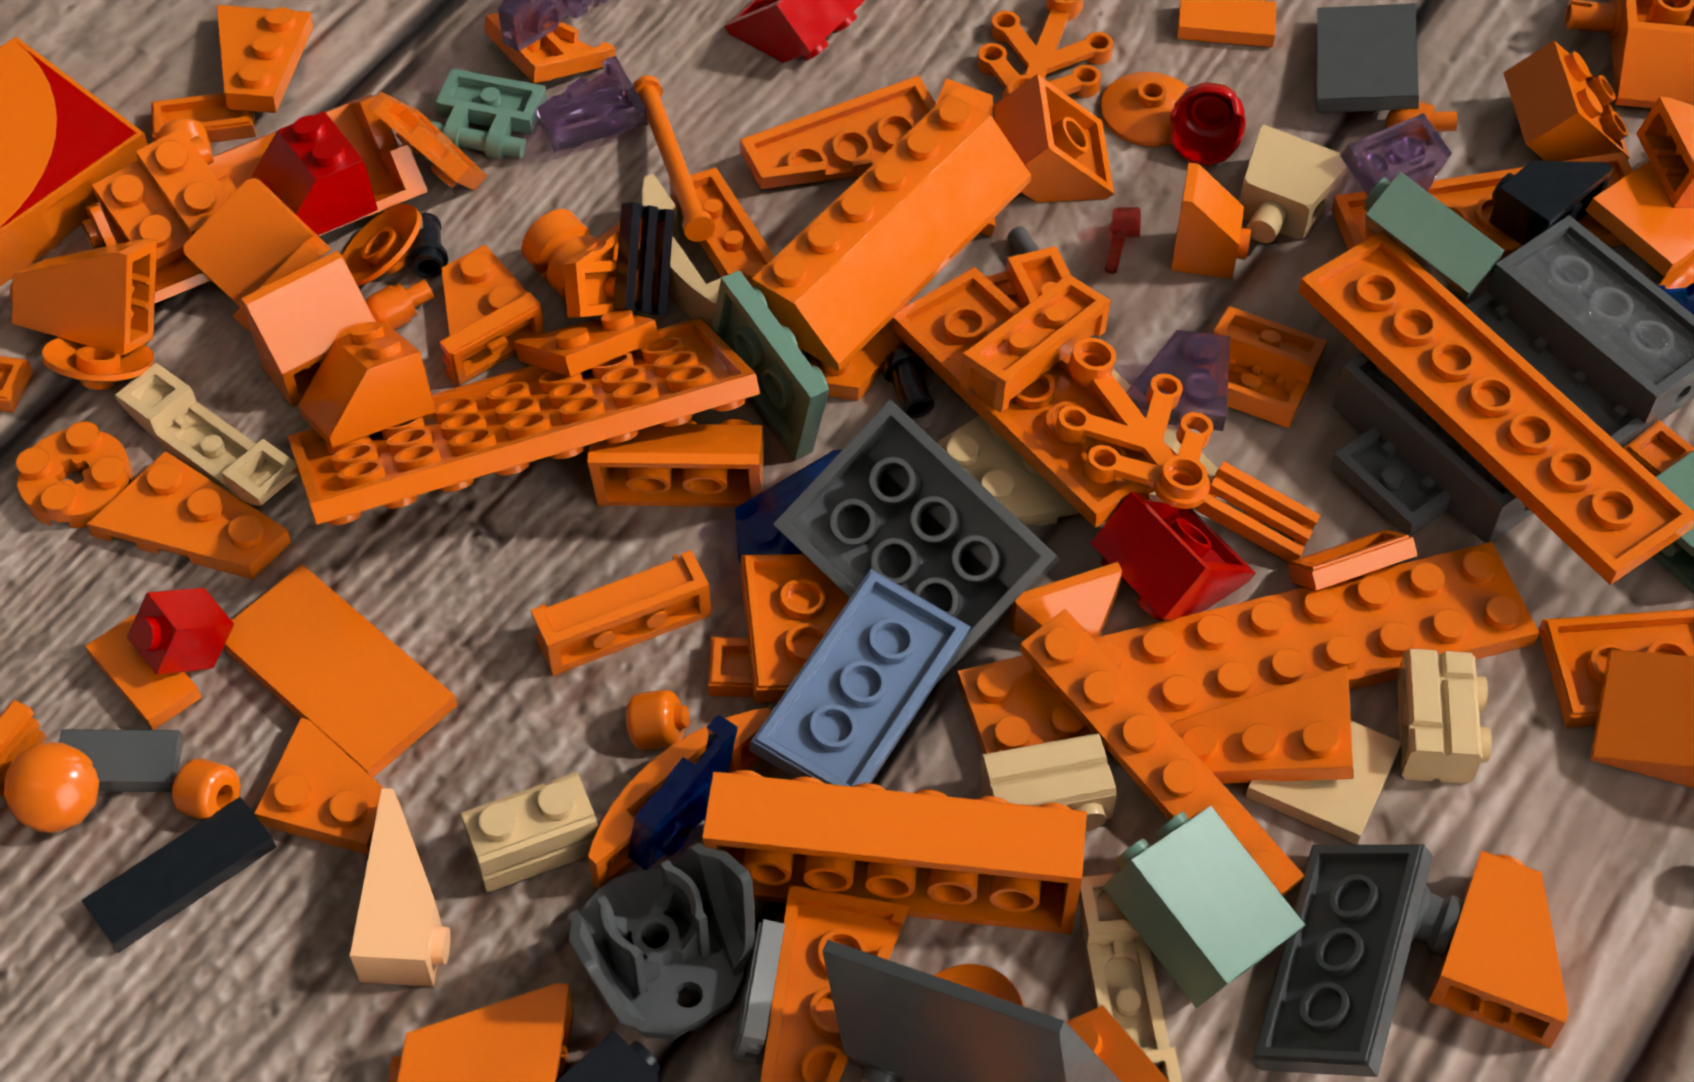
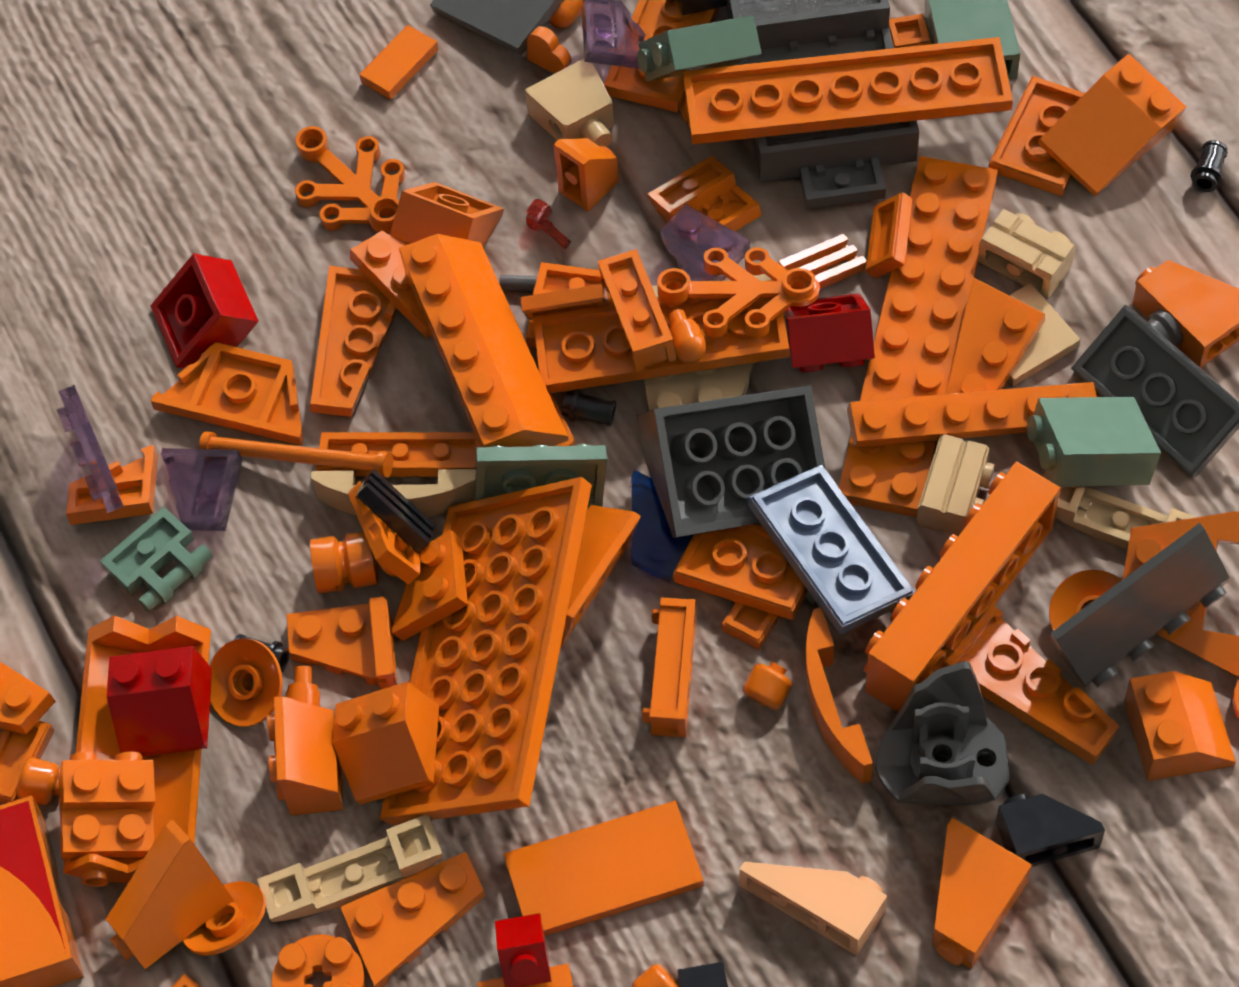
camera: 55 degrees left, 5 degrees up
(252, 243) = (216, 761): orange bracket -> none
(320, 793) = (701, 916): orange wing -> none
(424, 137) = (161, 607): orange wing -> none
(530, 831) = (816, 796): tan brick -> none
(682, 799) = (851, 687): clear blue wing -> none
(722, 85) = (238, 392): none -> orange wing
(758, 992) = (1014, 719): light grey tile -> none
(1001, 271) = (564, 300): none -> orange tile
(1032, 404) = (687, 337): none -> orange cylinder
(1085, 596) = (832, 404): orange slope -> none
(1141, 107) = (442, 160): orange dish -> none
(1207, 123) = (494, 121): red hair -> none
(1341, 123) = (546, 51): none -> orange tile

